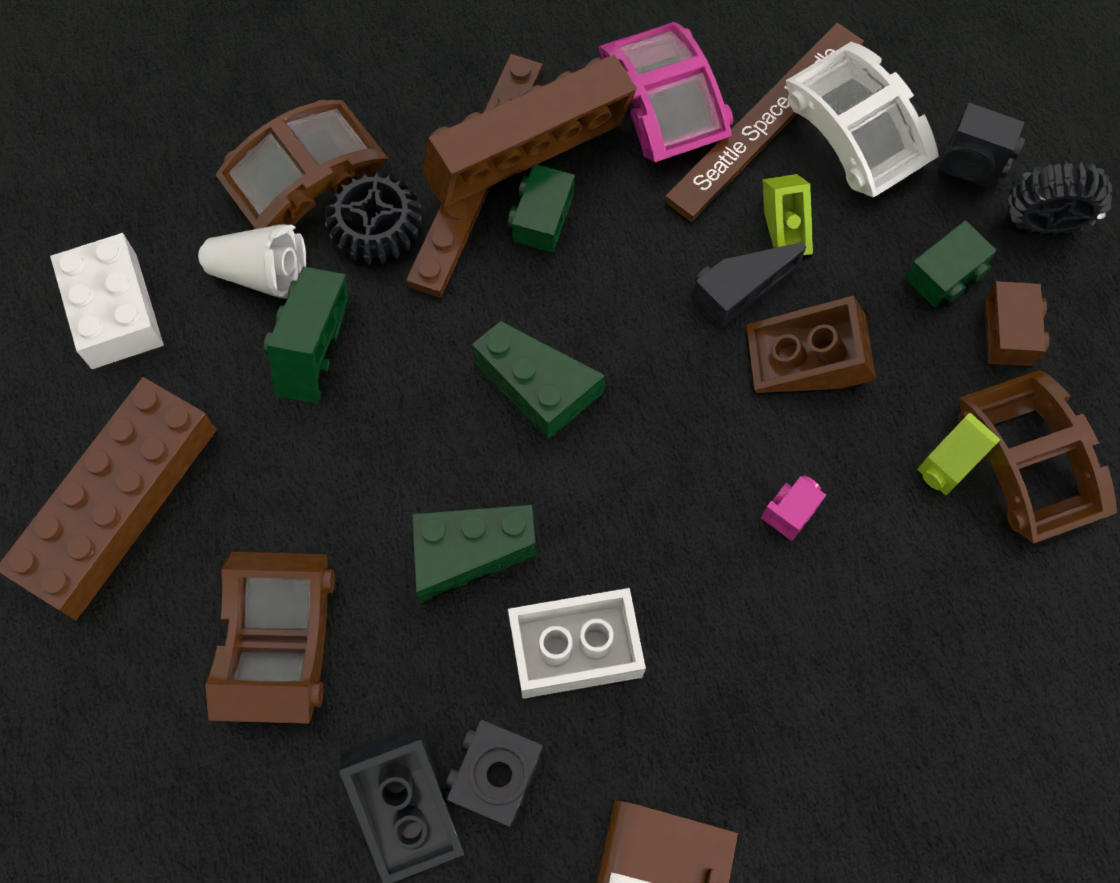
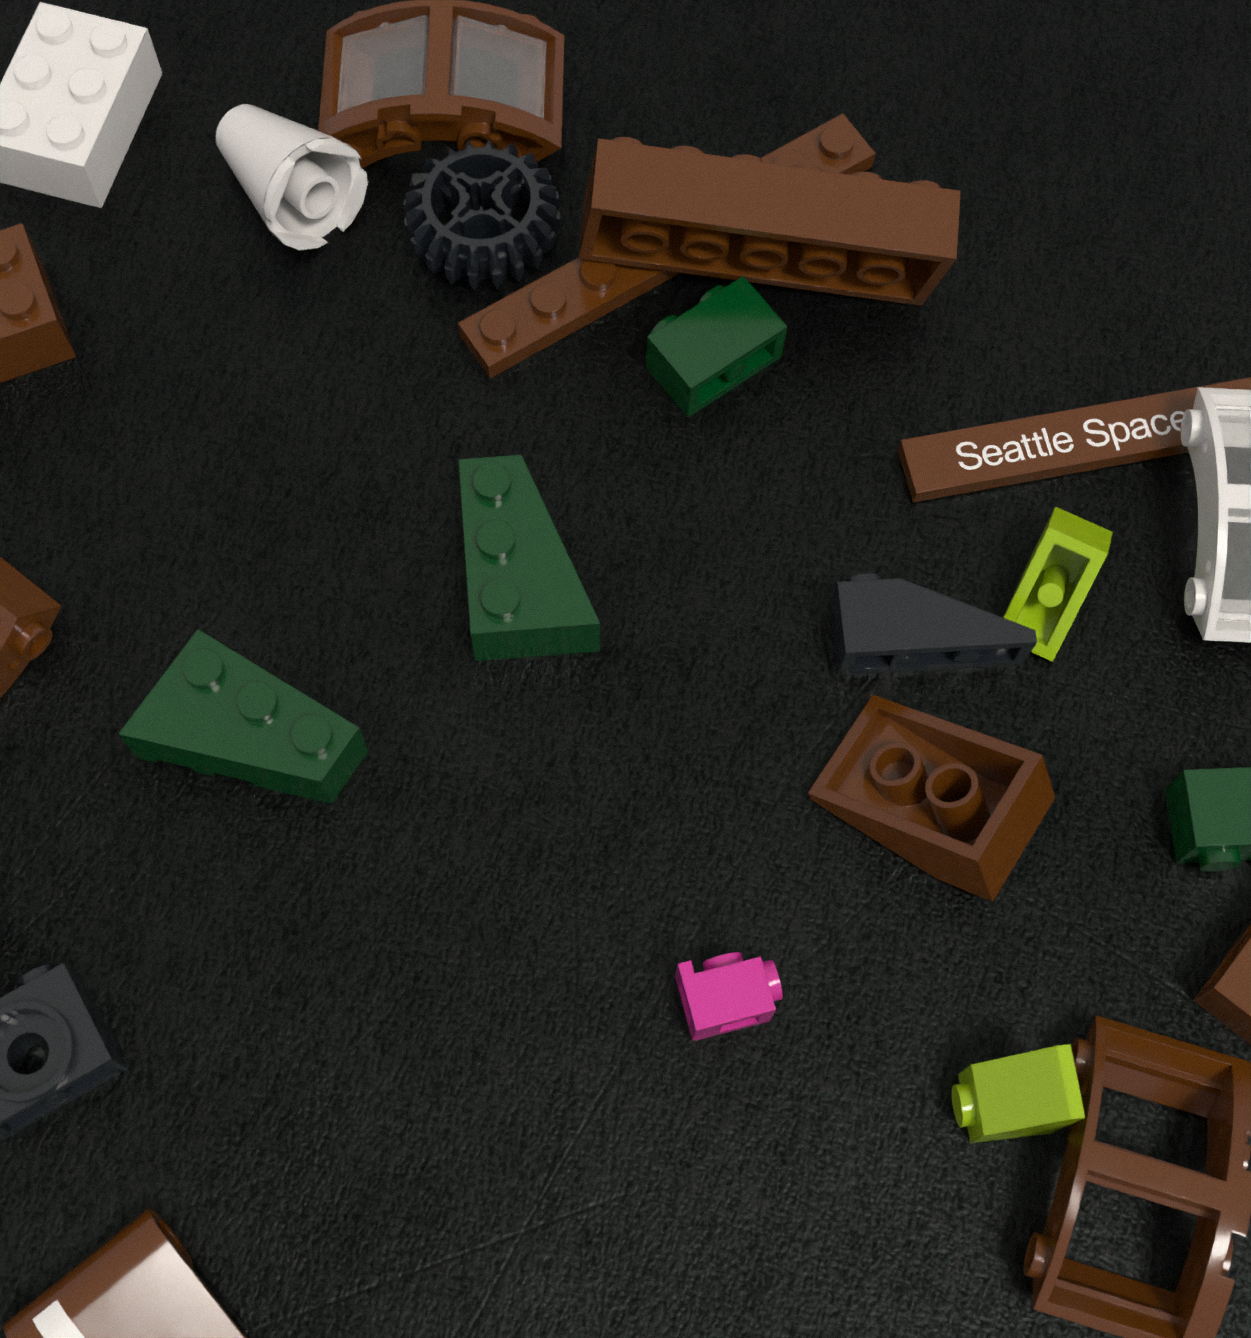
camera: 35 degrees right, 0 degrees up
(304, 333) = (269, 301): dark green wedge -> none
(576, 643) = (269, 955): white brick -> none
(675, 93) = (1026, 298): window -> none

